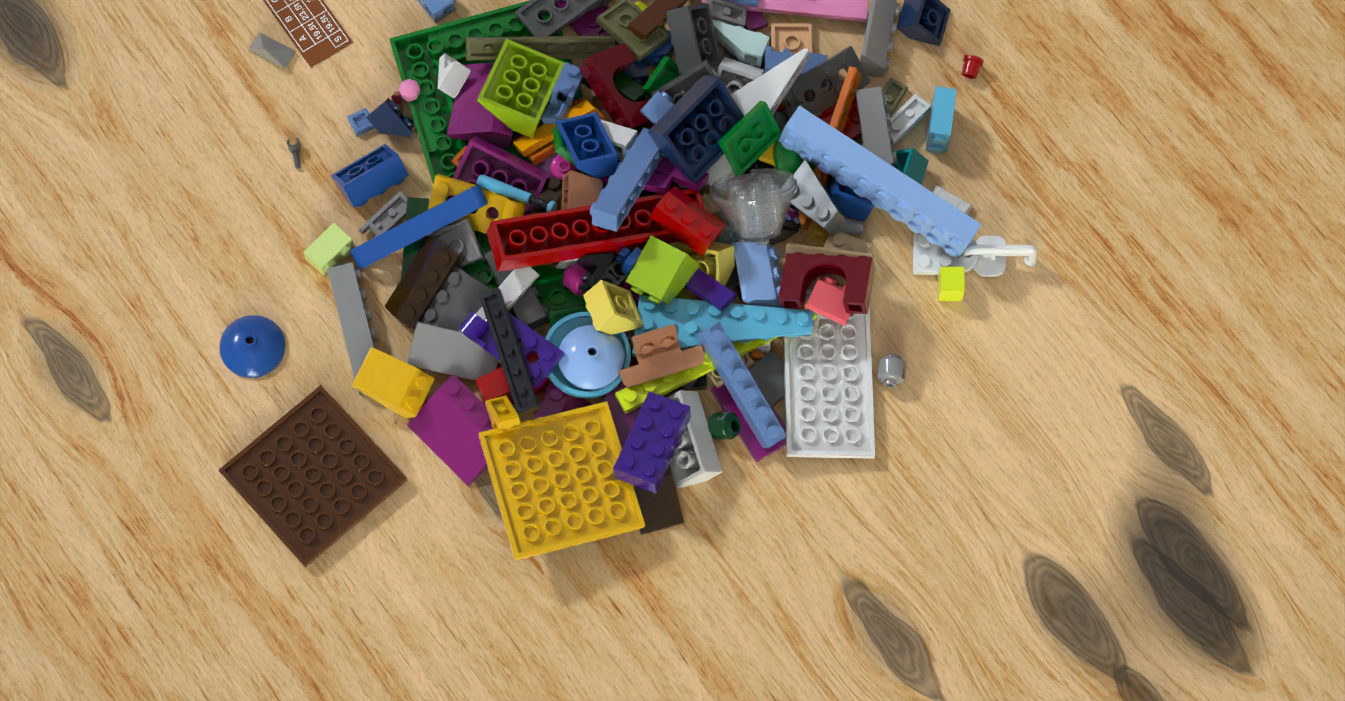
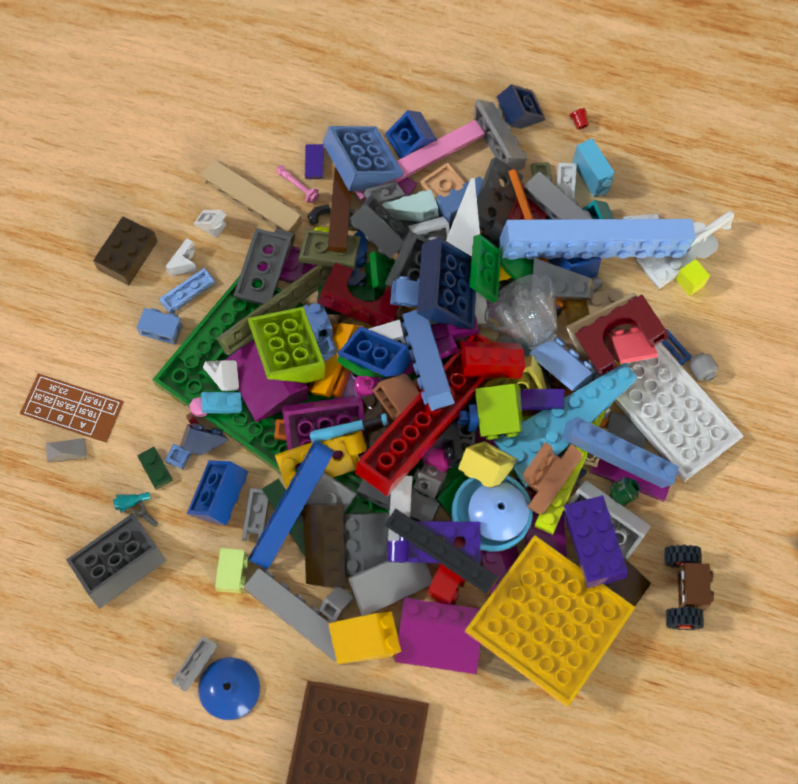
camera: 35 degrees left, 0 degrees up
(237, 305) = (194, 663): none -> light grey hinge
(240, 173) = (115, 561): none -> dark grey slope
(286, 128) = (125, 501): none -> teal cone
(334, 118) = (155, 468): none -> dark green plate
(394, 339) = (336, 603): none -> light grey brick
(430, 98) = (221, 402): none -> medium azure plate
(502, 413) = (470, 602): yellow slope -> none
(554, 291) = (429, 480): none -> light grey brick
(712, 549) = (693, 587): none -> brick
(879, 352) = (676, 343): none -> blue tile

